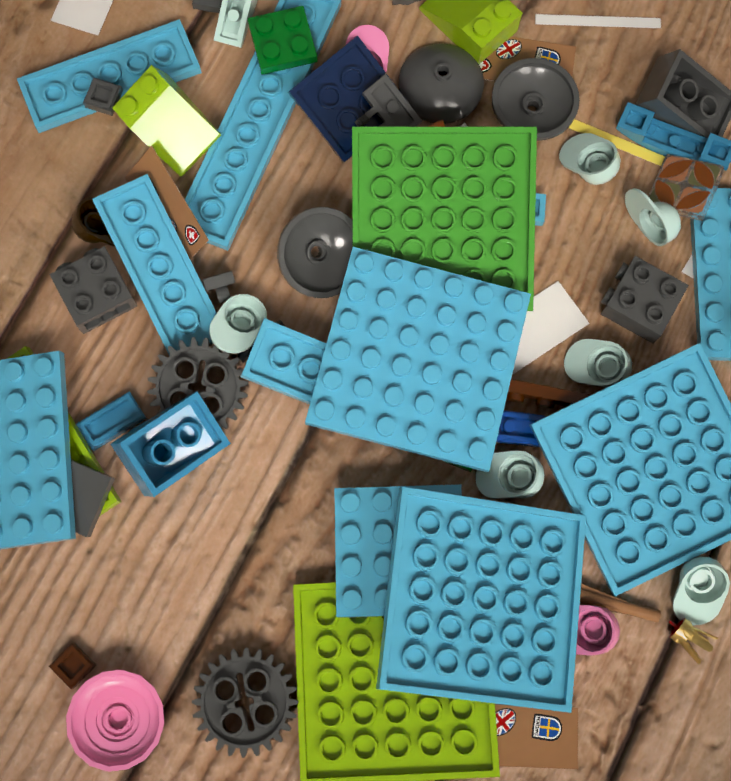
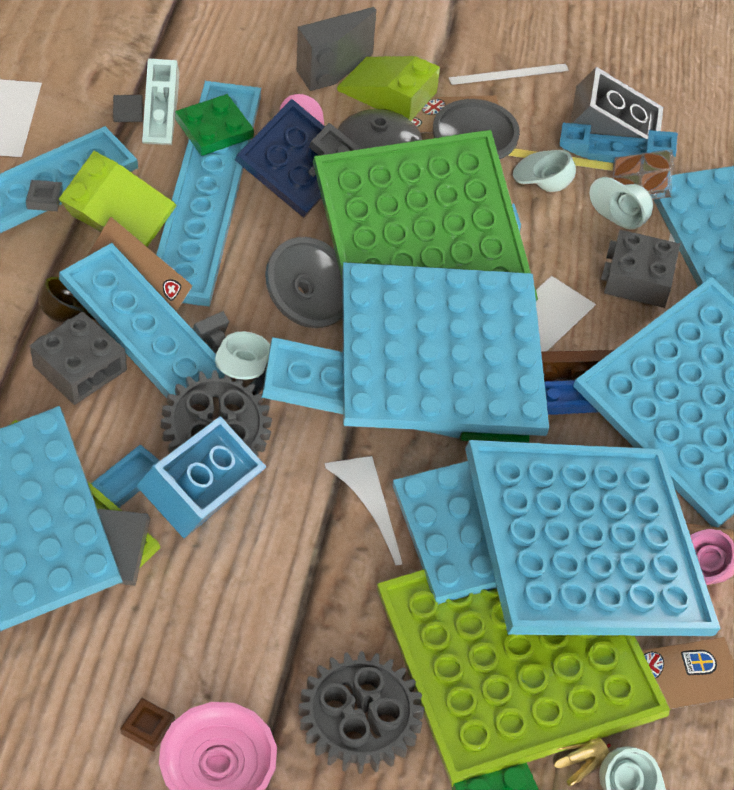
camera: 15 degrees left, 25 degrees down
(315, 467) = (363, 480): none -> white sticker
(511, 476) = (575, 428): light aqua cap -> none
(597, 362) = (615, 326): light aqua cap -> none

